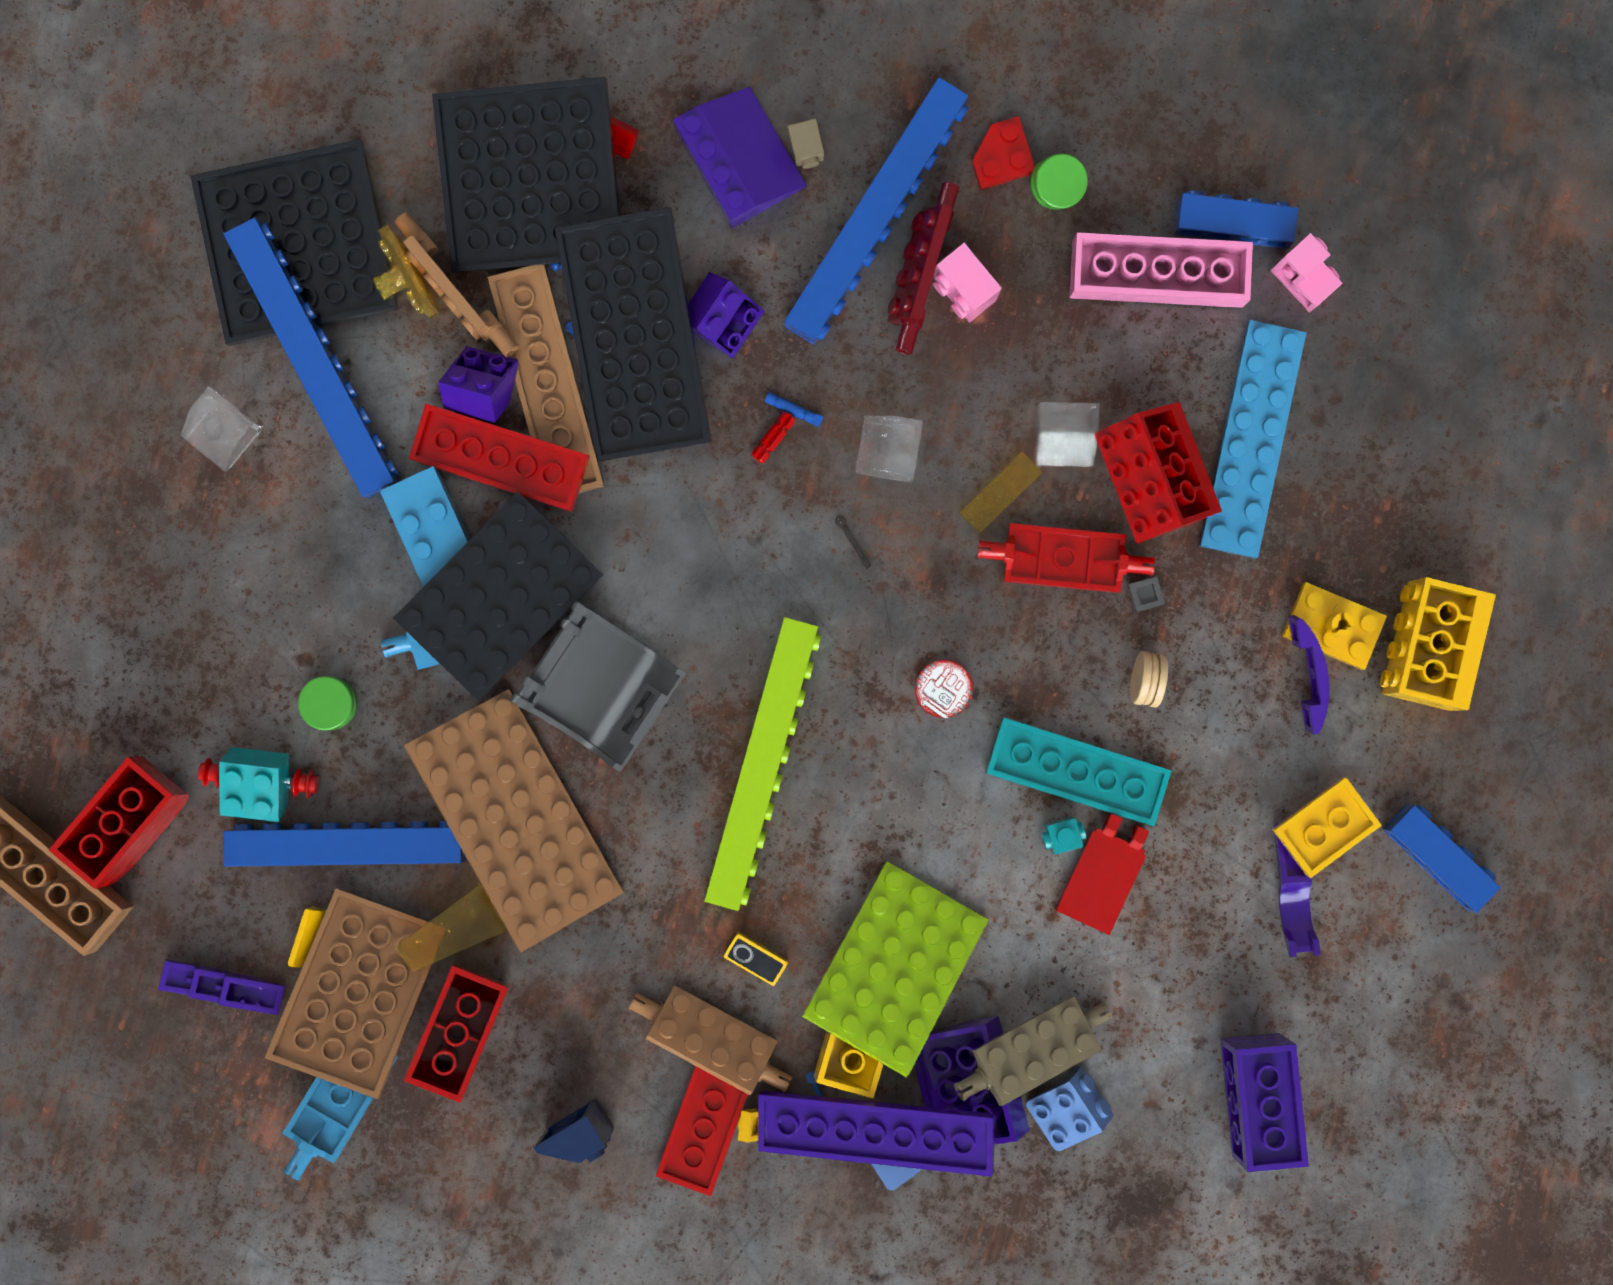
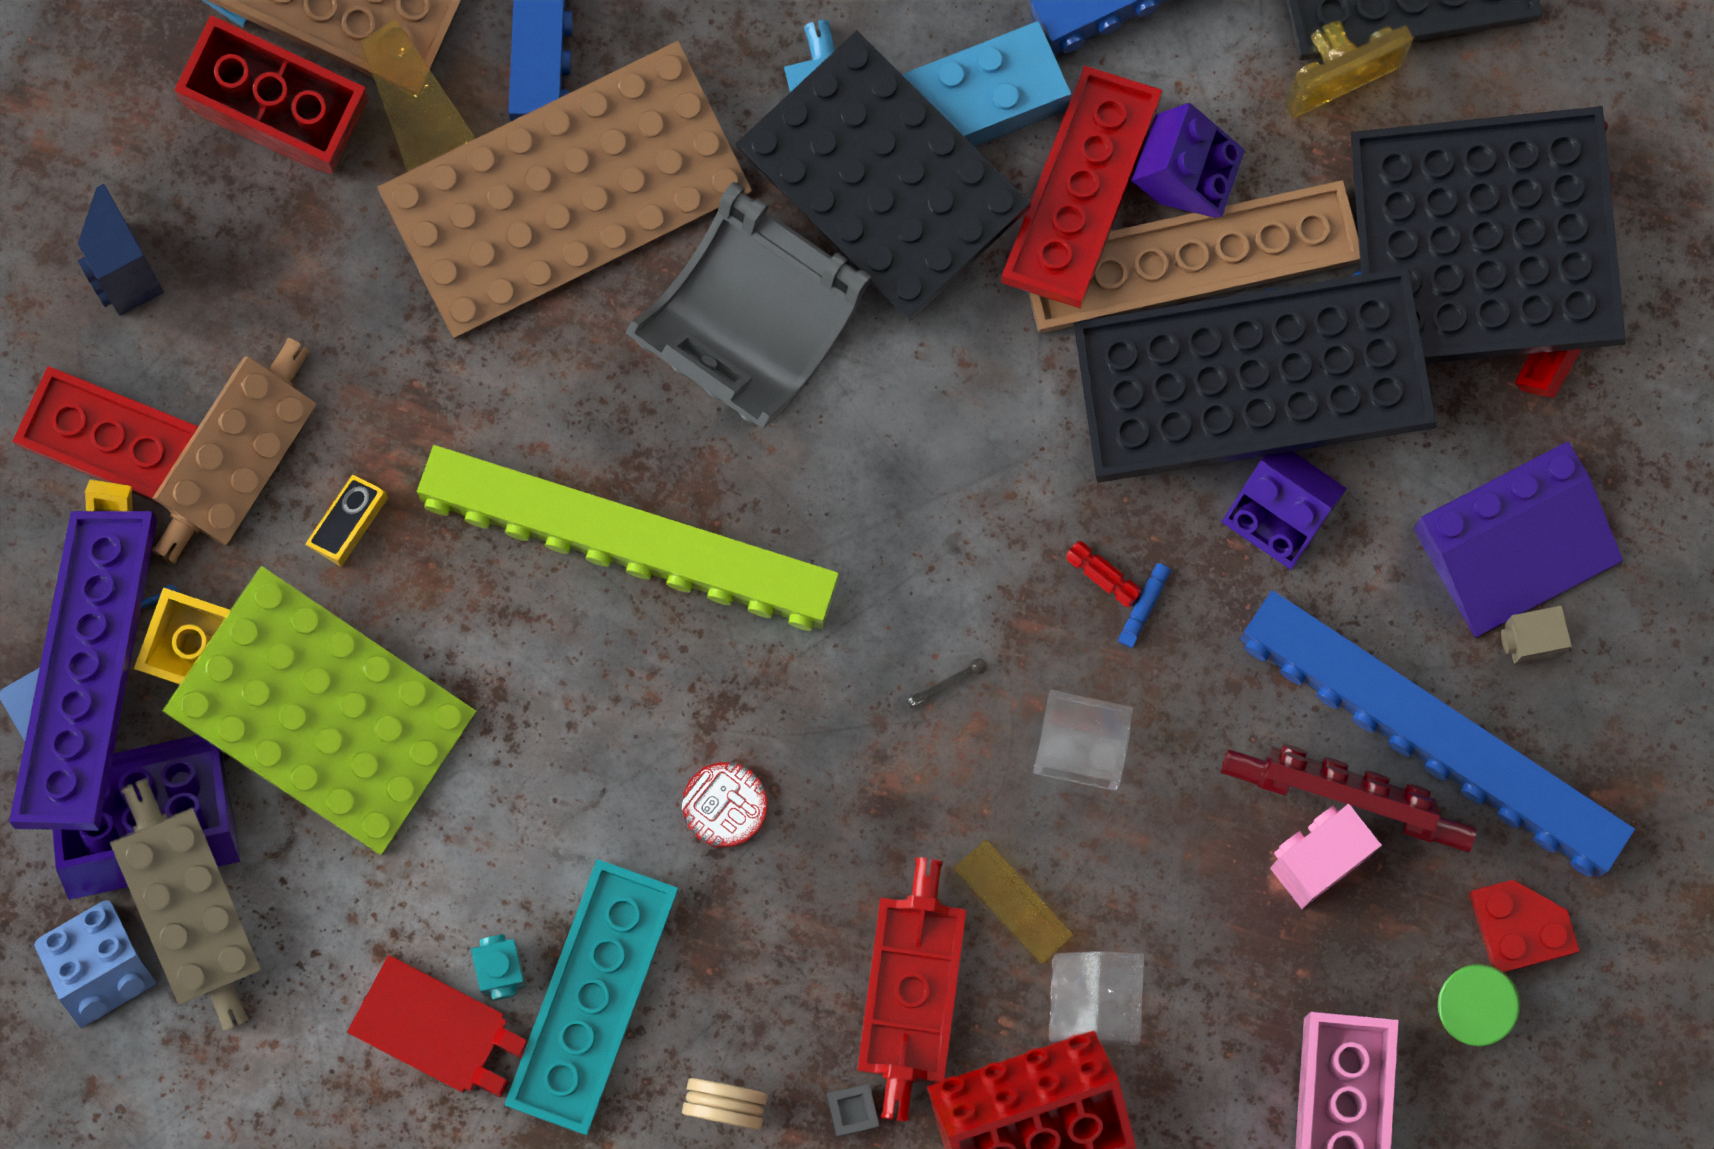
camera: 90 degrees right, 10 degrees down
(420, 253) = (1374, 87): medium nougat plate -> none

